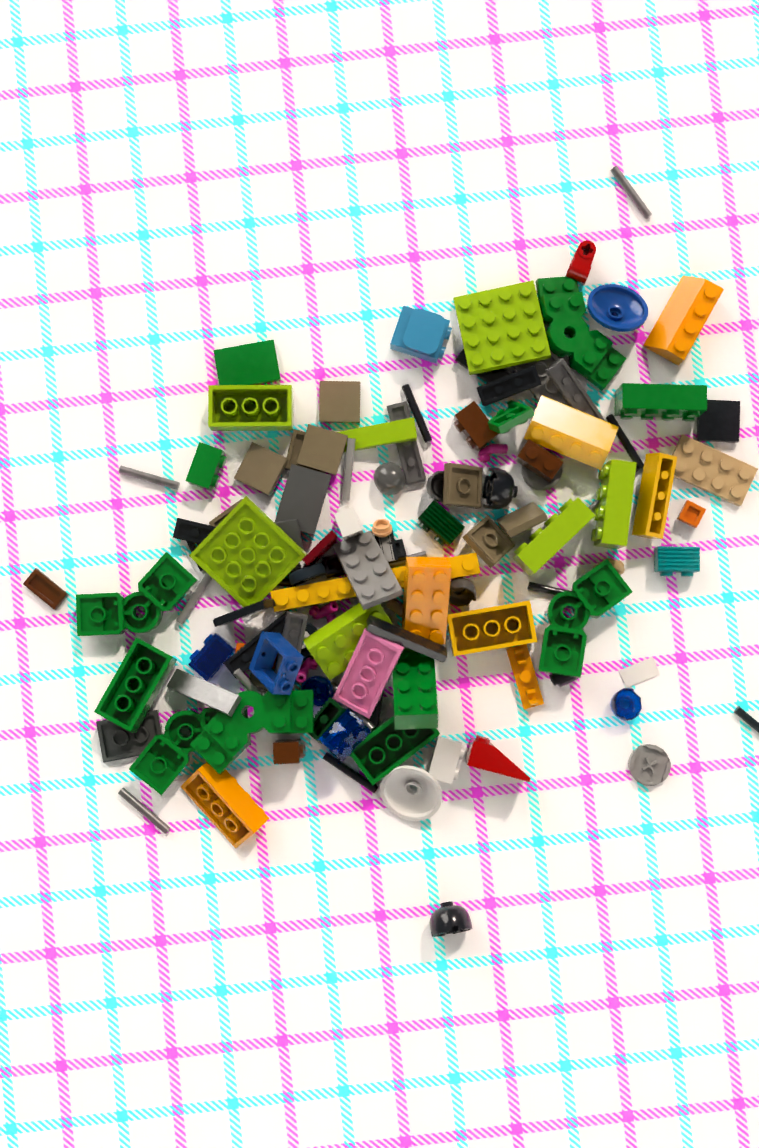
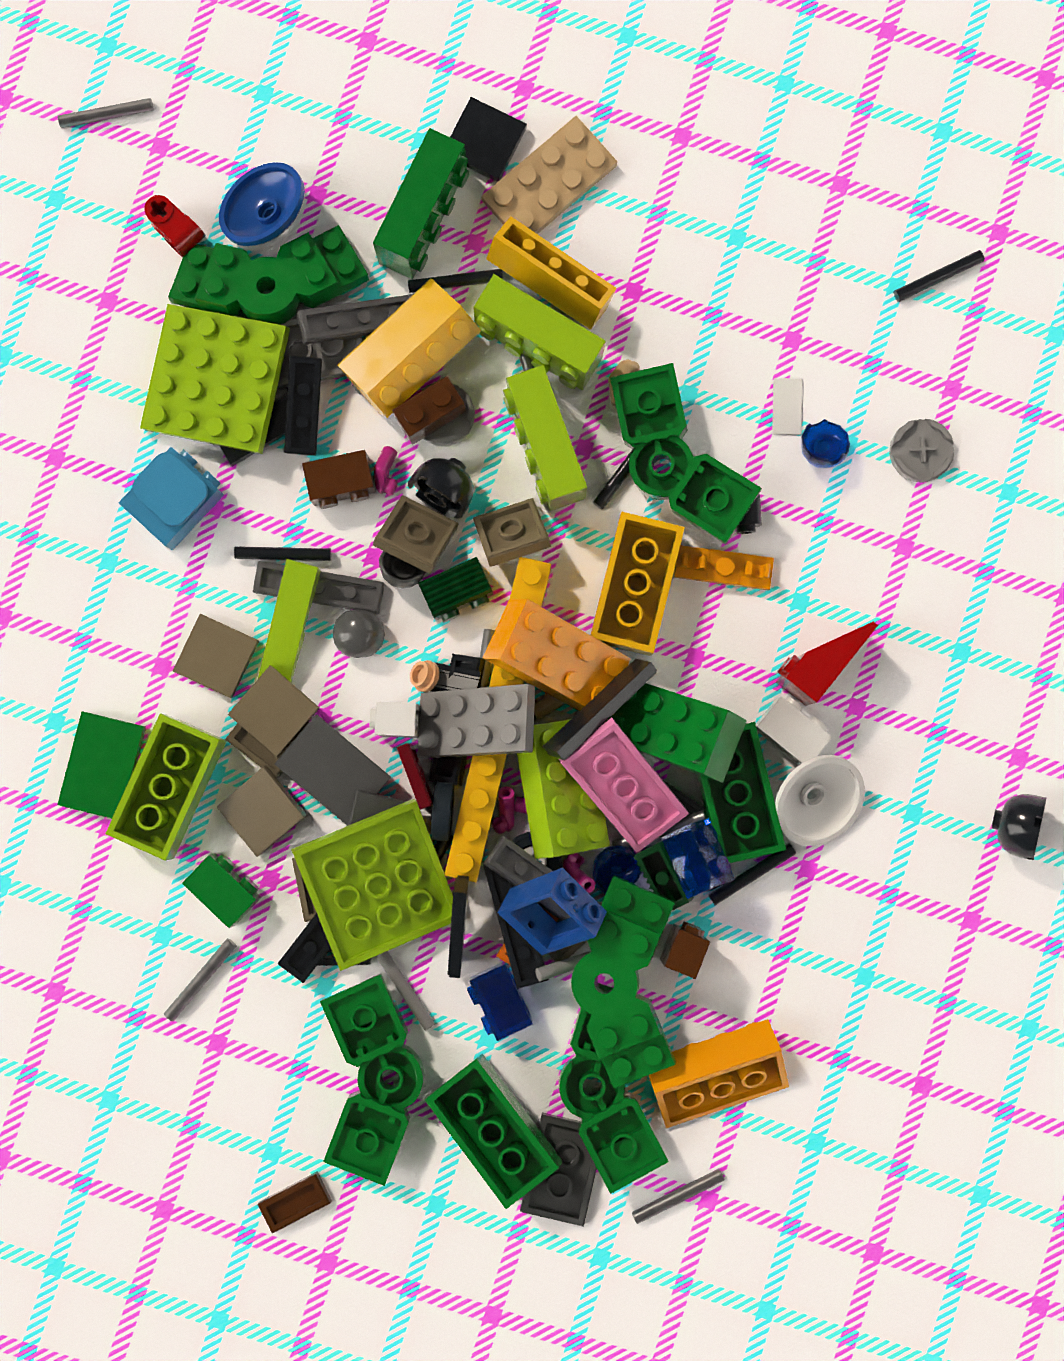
camera: 70 degrees left, 0 degrees up
(204, 692) = (548, 1034): tile -> none
(348, 469) = (318, 686): light grey bar -> none
(461, 592) = (567, 601): dark grey hair -> none
(514, 415) = (349, 419): green wing -> none
(522, 519) = (501, 471): dark tan tile -> none
(676, 560) = (654, 282): teal brick -> none
(683, 318) = (318, 121): light orange slope -> none
(691, 514) = (598, 234): orange plate -> none

